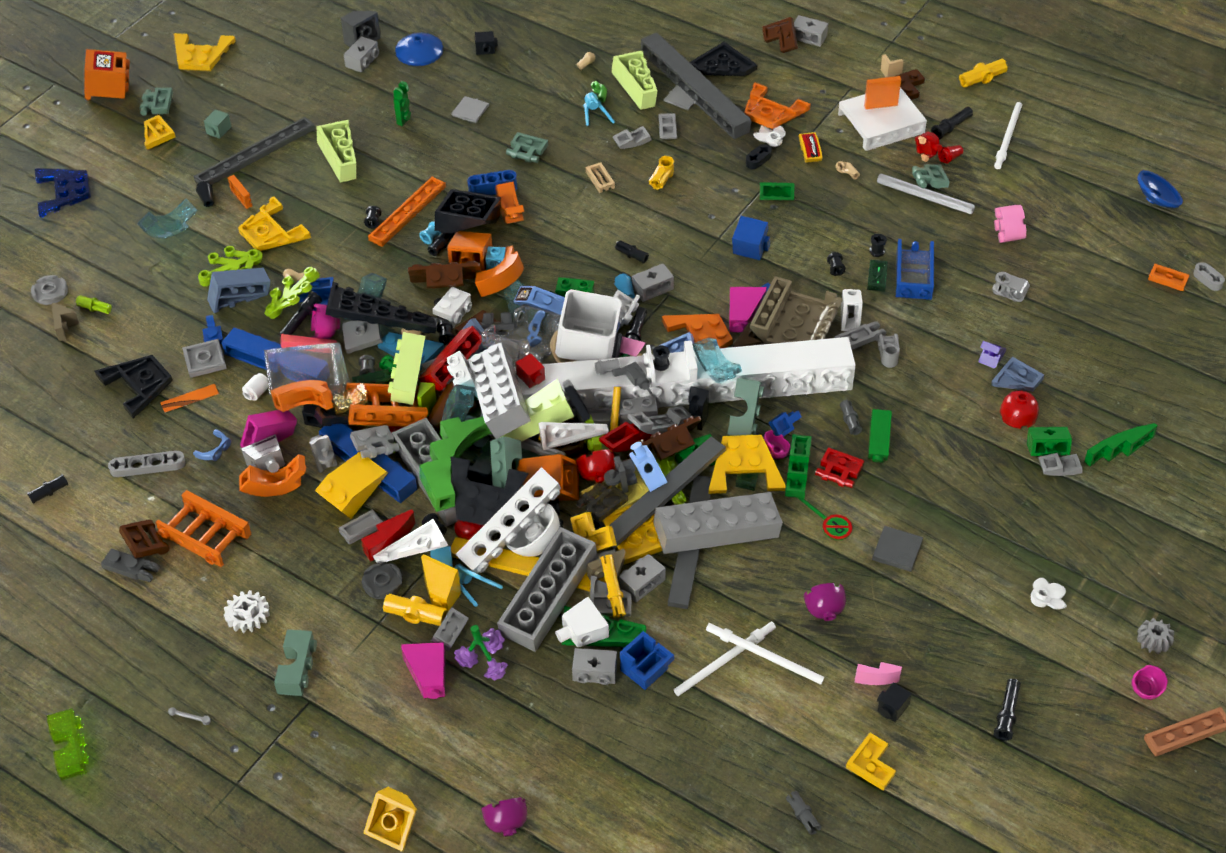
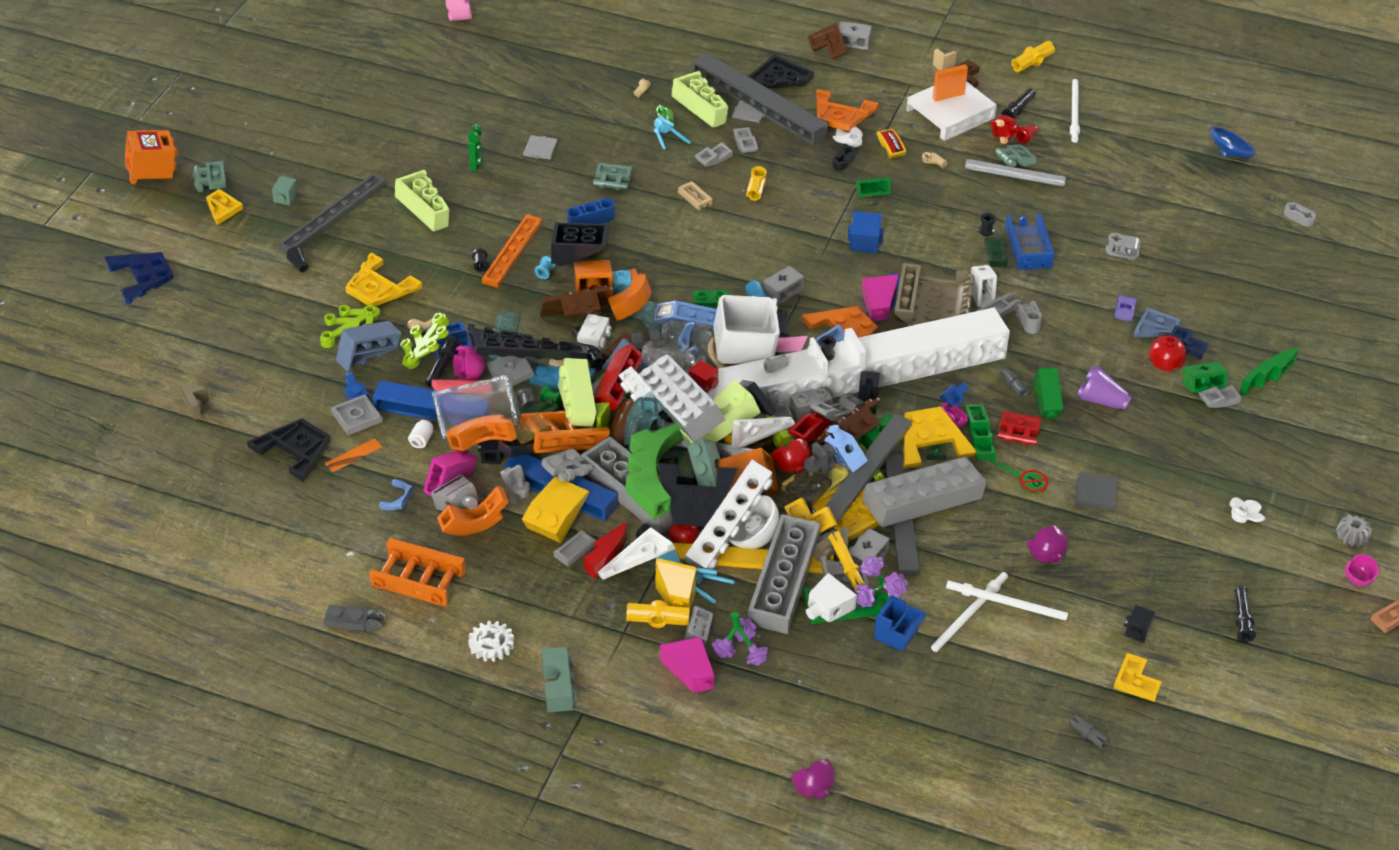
camera: 15 degrees left, 5 degrees down
(47, 488) = (240, 559): black pin -> none
(49, 290) = (165, 372): light grey tile -> none
(71, 759) = (348, 775): clear neon green arch -> none
(93, 304) = (219, 379): lime axle -> none
(138, 541) = (359, 590): reddish brown plate -> none
(146, 460) = (333, 518): light grey beam -> none
(168, 224) = (273, 291): clear light blue arch -> none
(200, 56) = (237, 128): yellow wing -> none
(205, 719) = (485, 746): light grey hinge -> none
(240, 191) = (333, 252): orange tile -> none
(360, 24) = (402, 82): dark grey slope -> none
(361, 54) = (410, 106): light grey brick -> none
(382, 580) = (614, 593): dark grey tile -> none
(391, 818) = (705, 801): yellow slope -> none
(419, 49) = (466, 95): blue dish -> none
(440, 243) = (557, 276): black axle -> none
(485, 43) = (534, 81): black brick -> none
(510, 207) = (618, 235): orange arch -> none
(594, 666) = (850, 636): light grey brick -> none
(615, 407) = (792, 401): yellow bar -> none
(632, 251) = (751, 260): black axle -> none
(634, 374) = (805, 367): dark grey piece -> none
(646, 620) = (893, 584): none -> medium lavender plant
(714, 361) = (879, 346): clear light blue arch -> none
(749, 391) = (917, 368): sand green arch -> none
(836, 264) = (953, 246): black bush -> none
(884, 675) = (1113, 604): bright pink slope -> none
(937, 440) = (1103, 390): none -> medium lavender cone
(1010, 223) = (1106, 188): bright pink brick -> none
(1047, 403) = (1193, 346): none -> dark blue slope
(1168, 277) = (1263, 219): orange tile -> none

